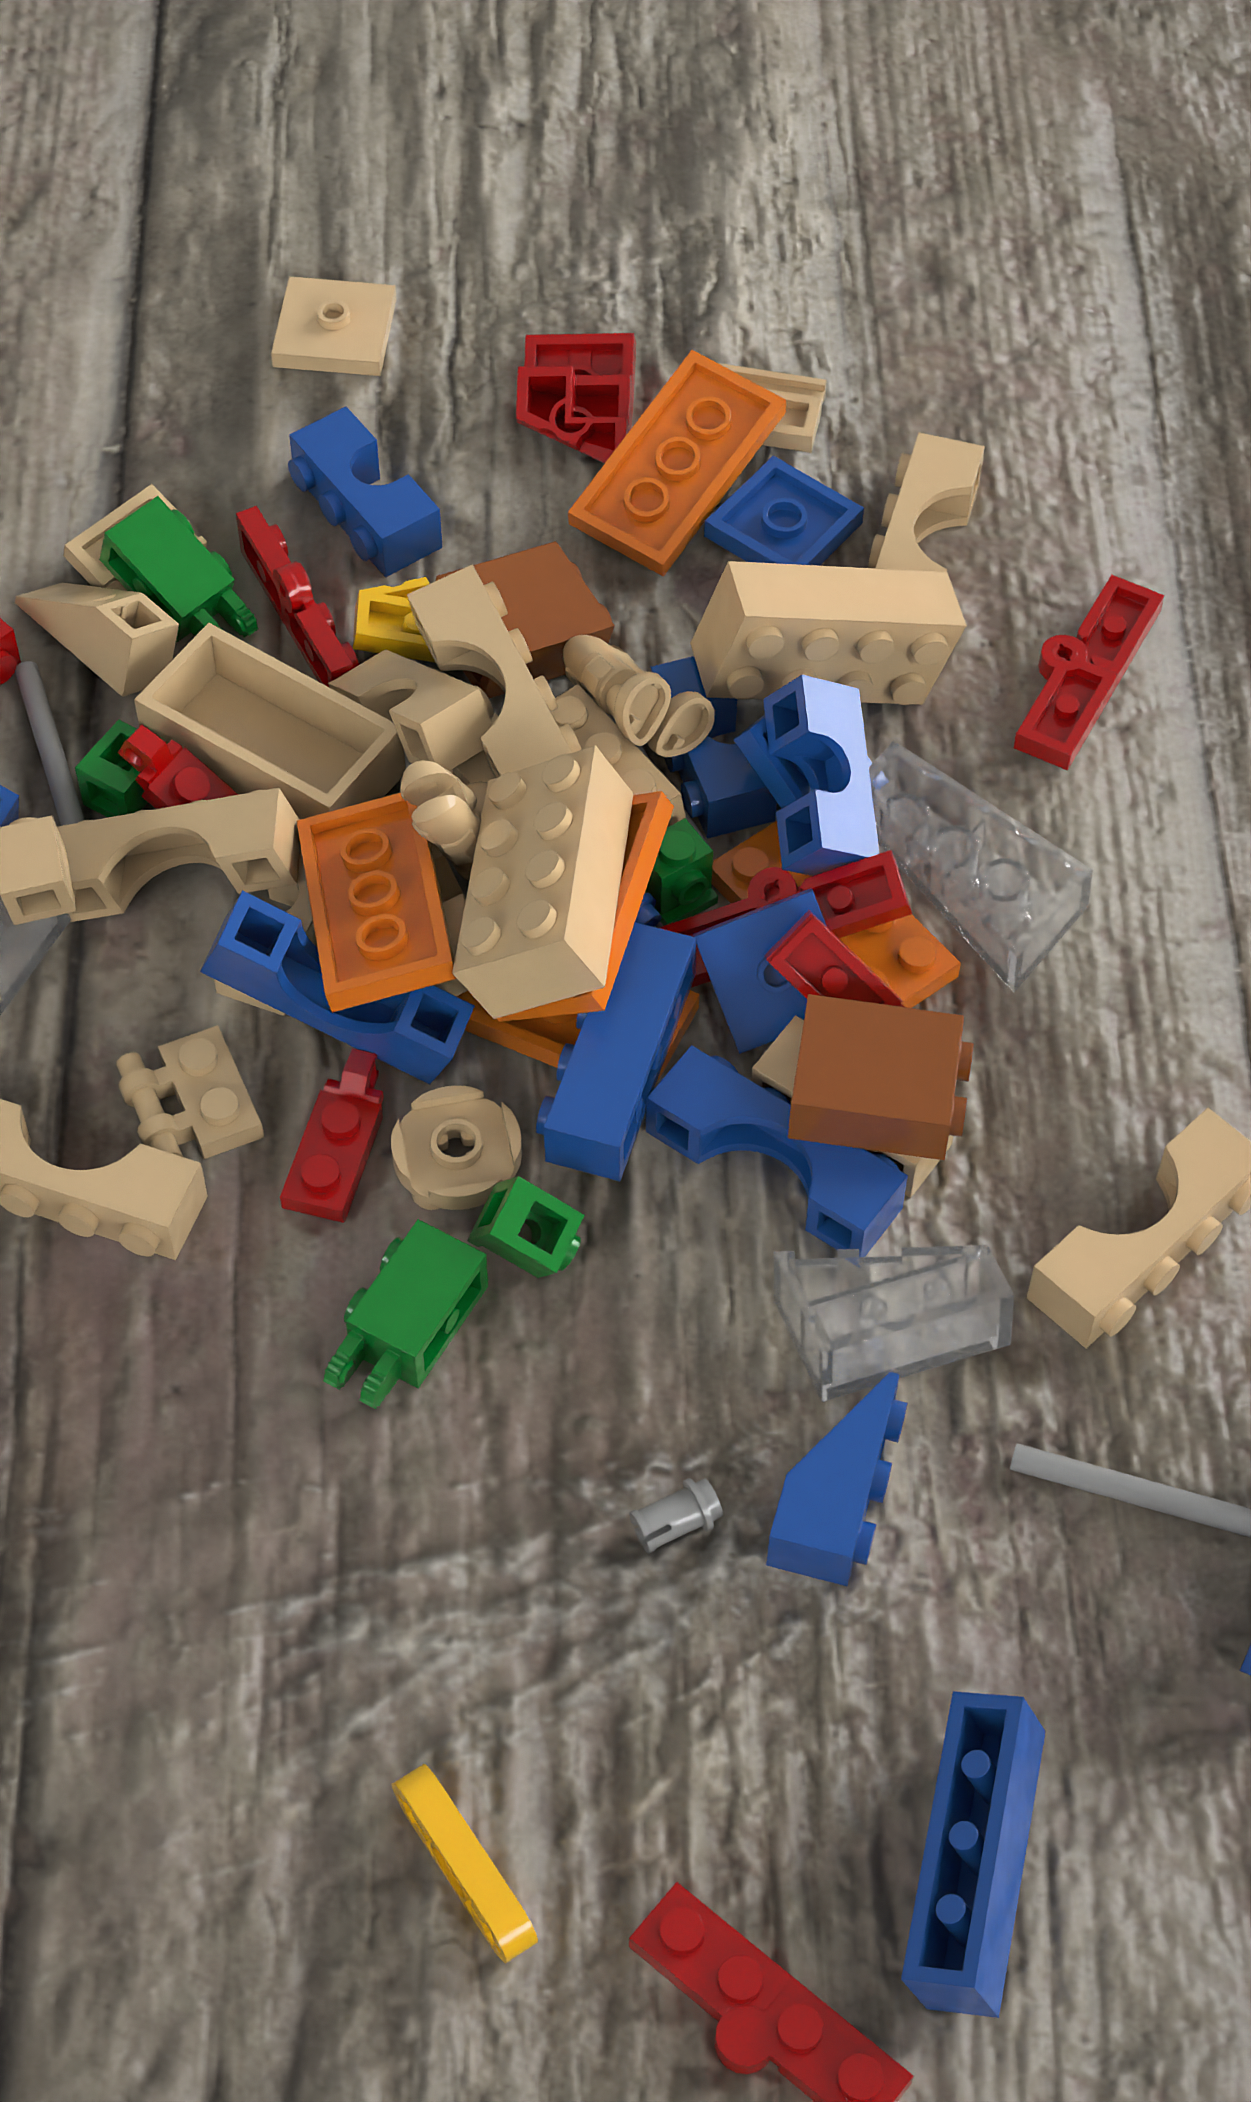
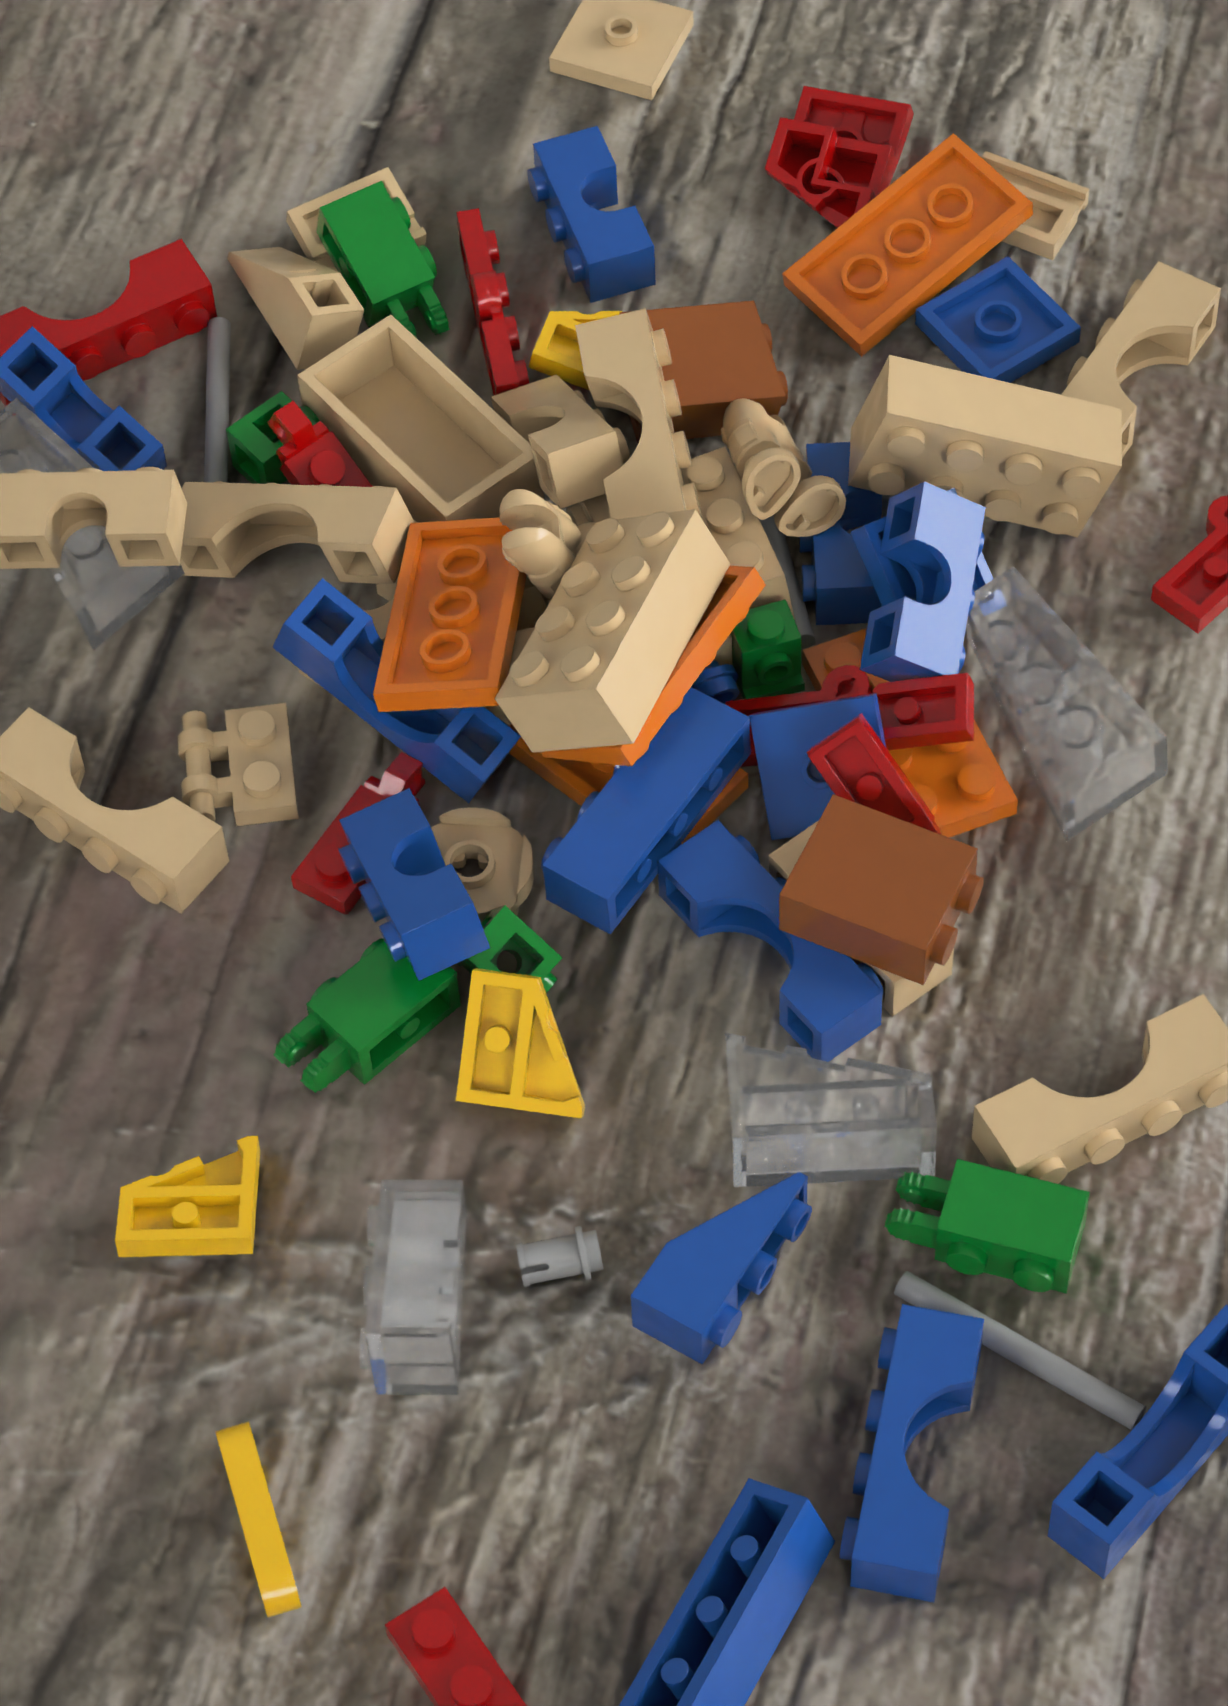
camera: 20 degrees right, 0 degrees up
(290, 1557) = (192, 1208): none -> yellow wing
(444, 1207) = (410, 886): none -> blue arch
(547, 1582) = (415, 1287): none -> clear wedge
(566, 1316) = (515, 1048): none -> yellow wing
(1087, 1376) = (995, 1224): none -> green hinge
(1104, 1704) = (900, 1528): none -> blue arch

